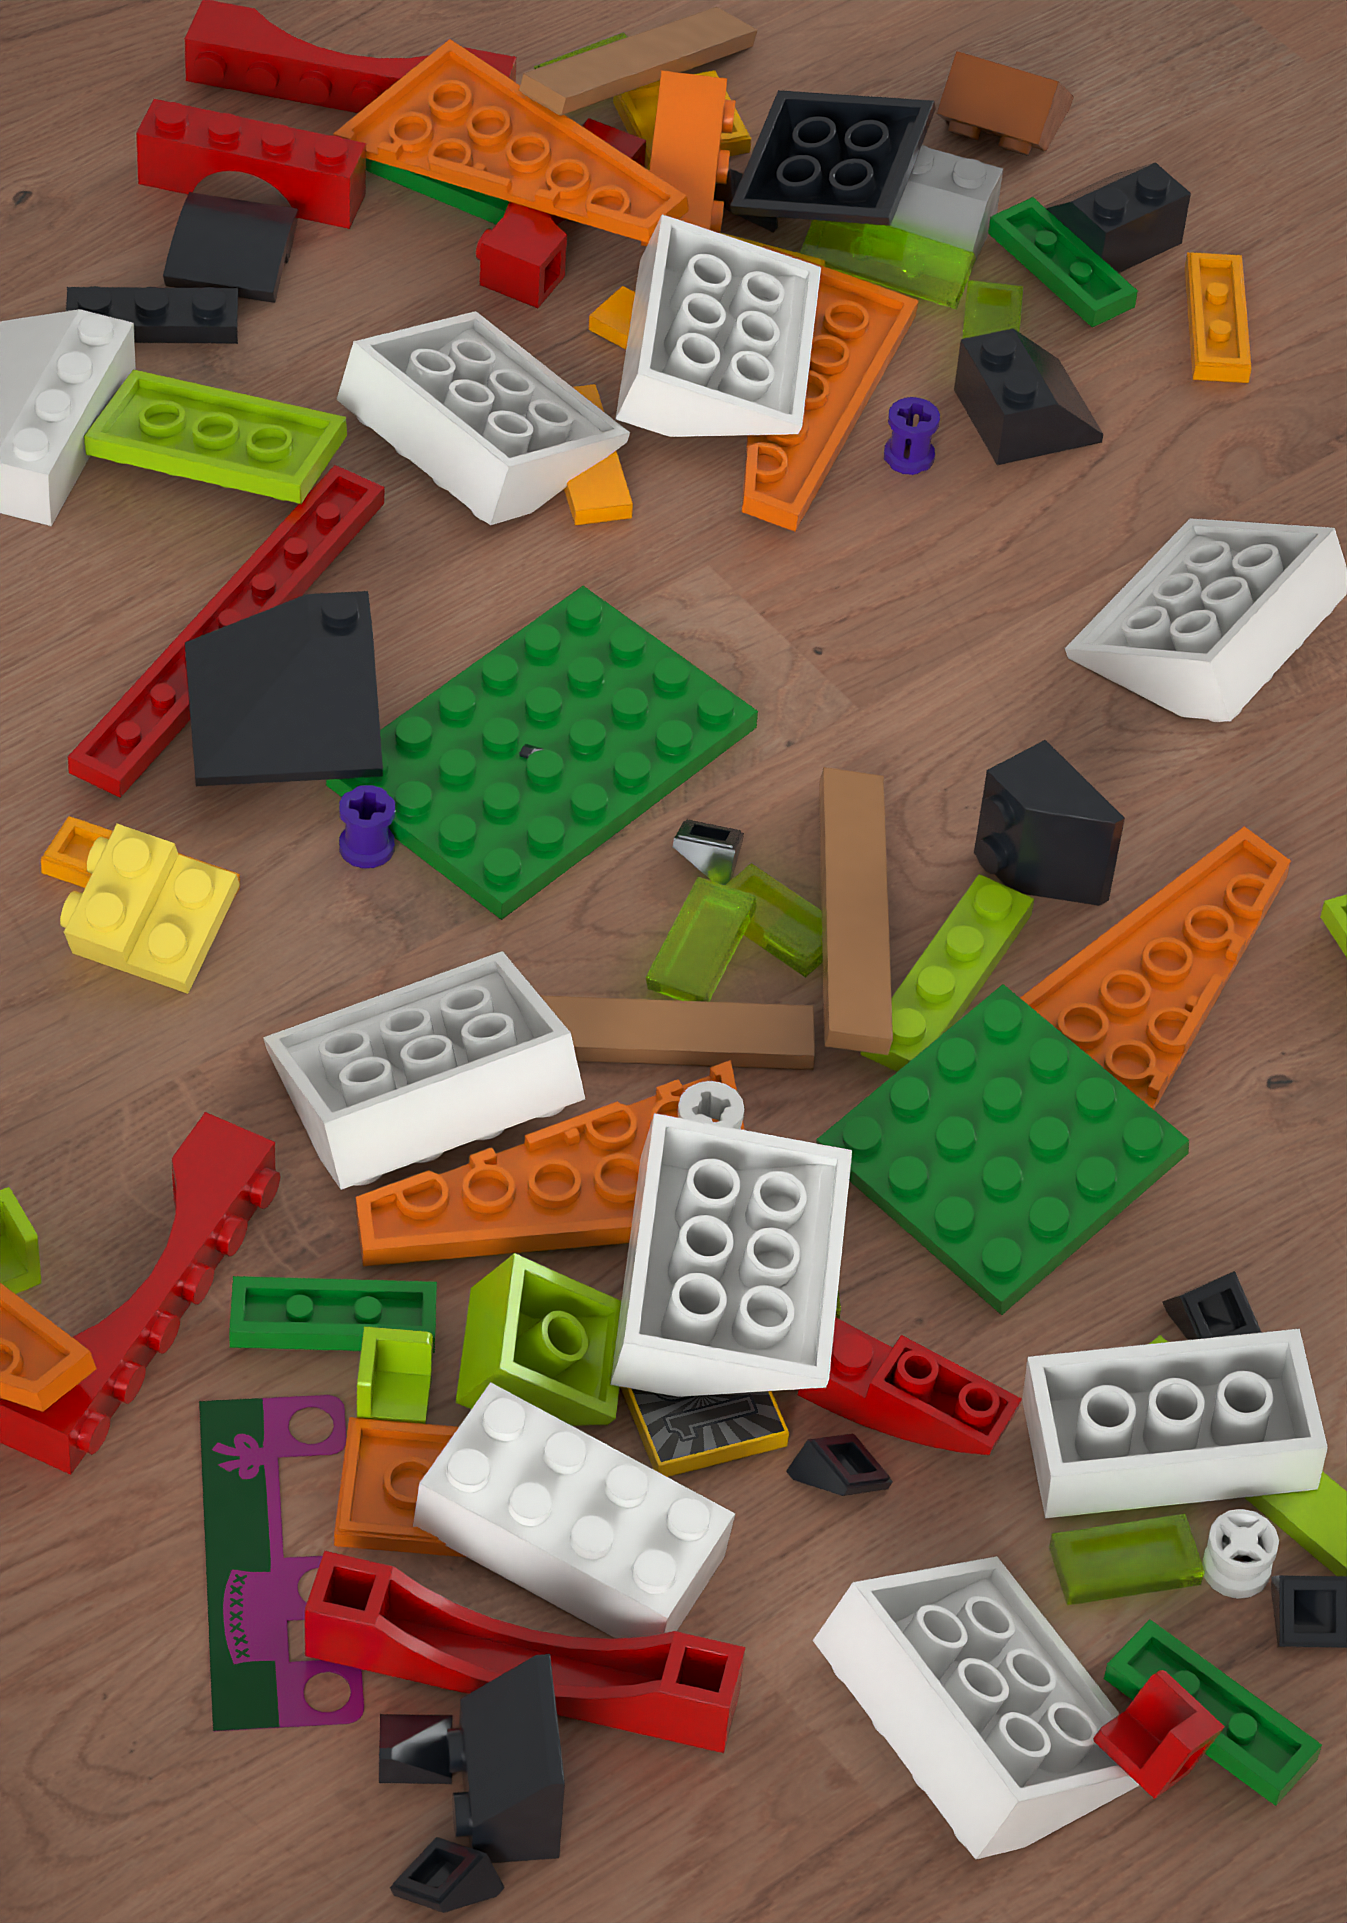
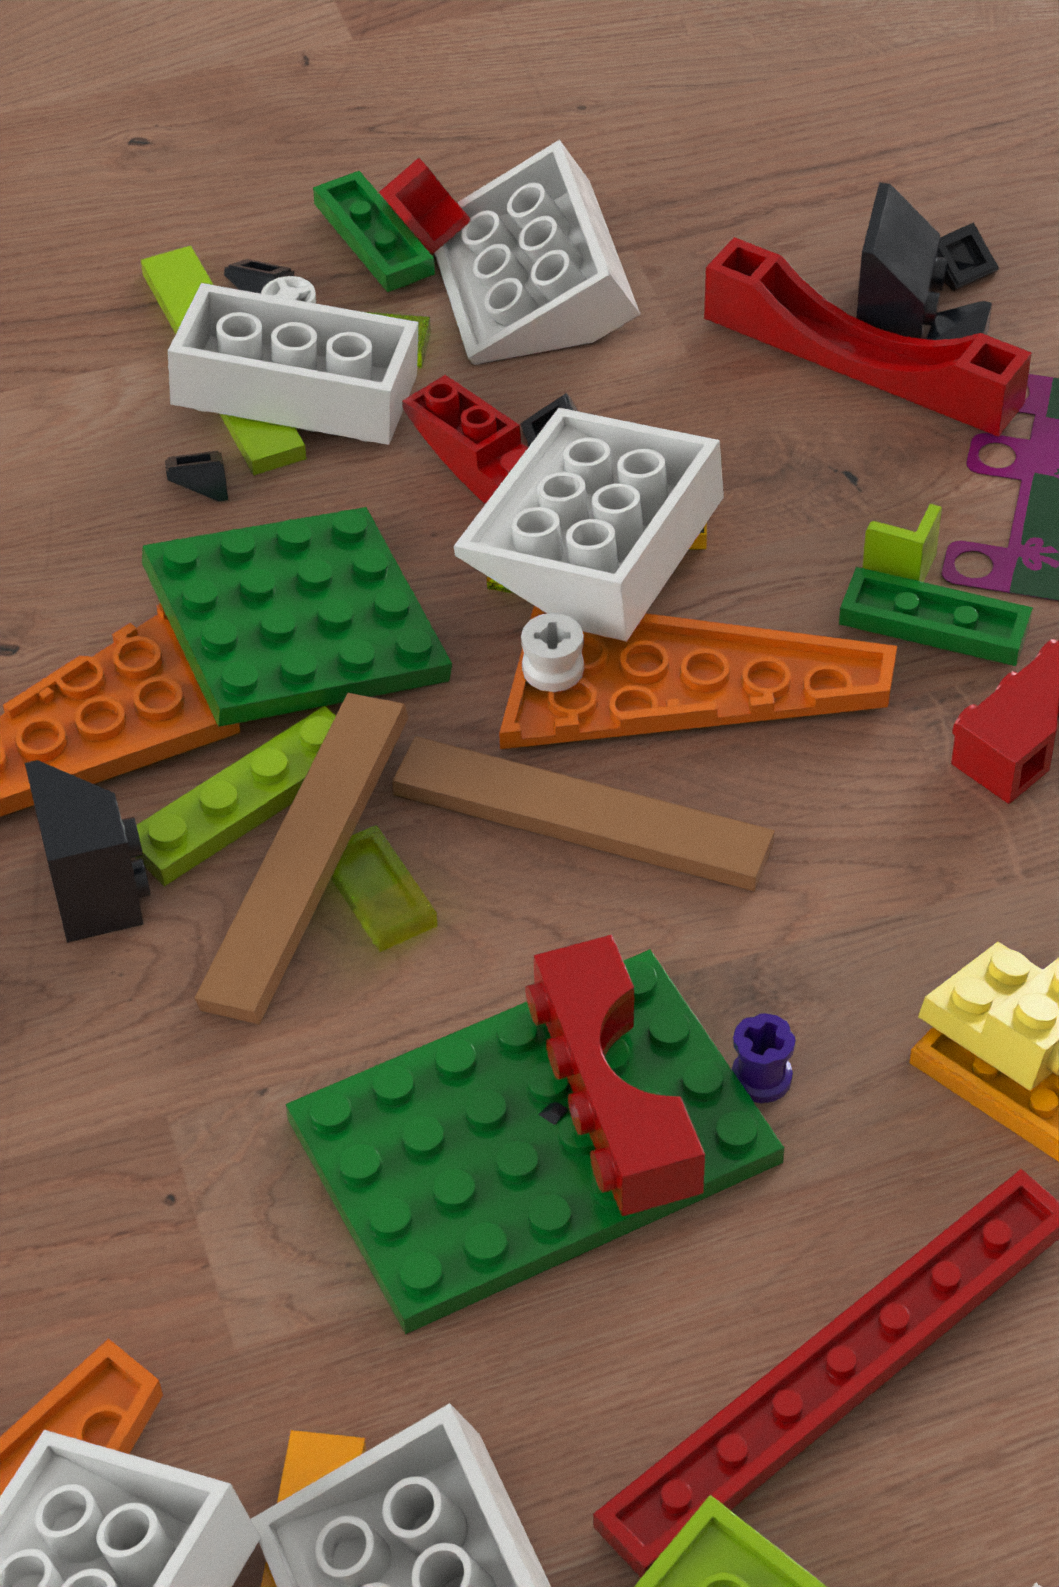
camera: 155 degrees left, 0 degrees up
(287, 694) = (814, 1209): black slope -> none
(382, 1484) = (898, 485): orange tile -> none
(426, 1069) = (791, 781): white slope -> none
(443, 697) = (640, 1138): none -> red arch
(541, 1342) = (773, 535): lime slope -> none
(572, 1518) = (794, 410): white brick -> none
(701, 941) = (469, 861): clear neon green tile -> none
(710, 848) = (409, 975): slope -> none

